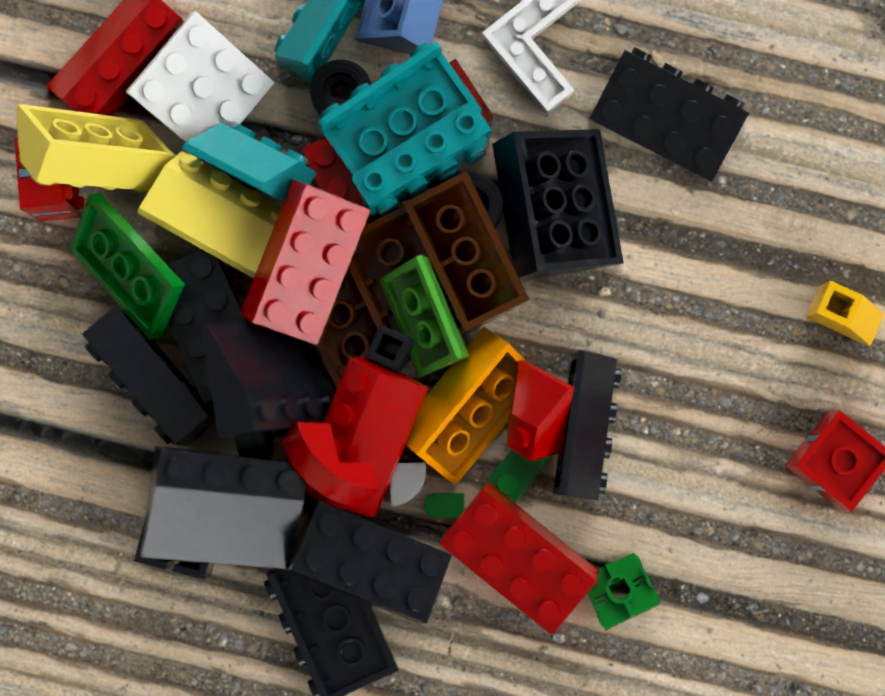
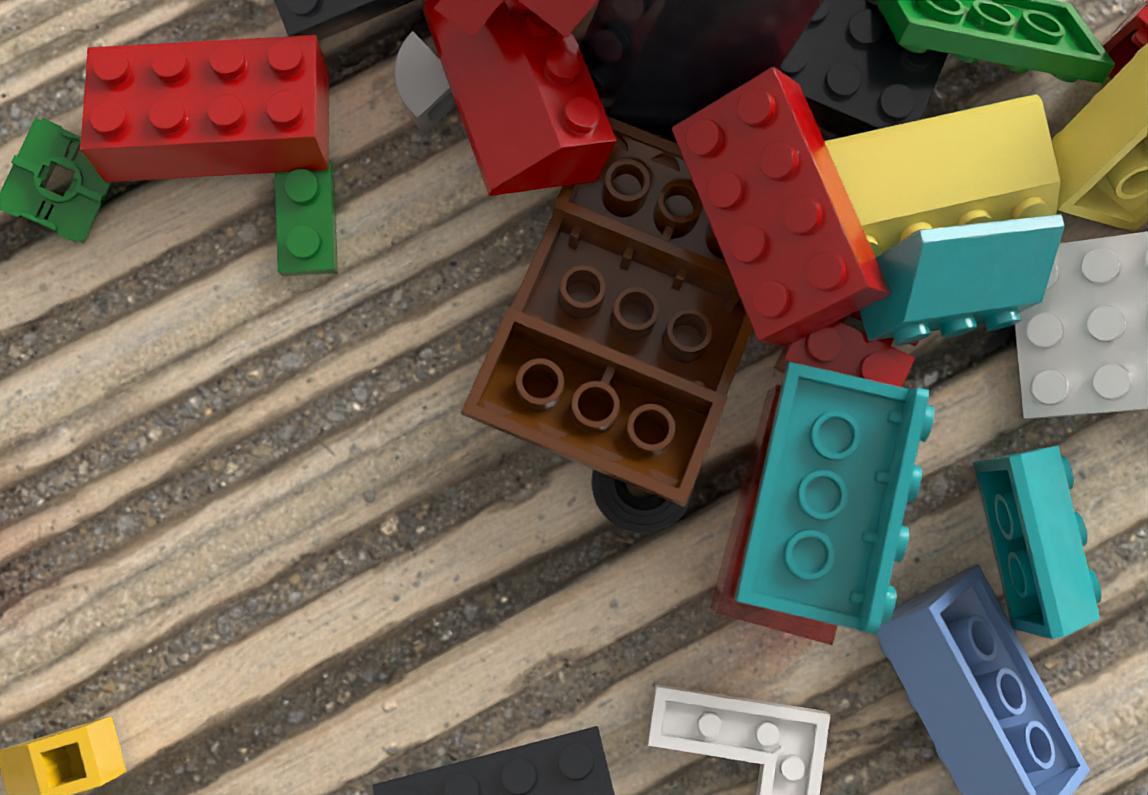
camera: 145 degrees right, 0 degrees up
(331, 75) = (964, 485): black tyre -> none
(390, 348) = (578, 202): black brick -> none
(423, 159) = (756, 471): teal bracket -> none
(424, 315) = (570, 284): bright green slope -> none
(444, 505) = (357, 103): green piece -> none
(466, 407) = (427, 238): light orange slope -> none
(538, 413) = (328, 286): red slope -> none
(557, 202) = (542, 581): black slope -> none
(586, 438) = (261, 330): black slope -> none

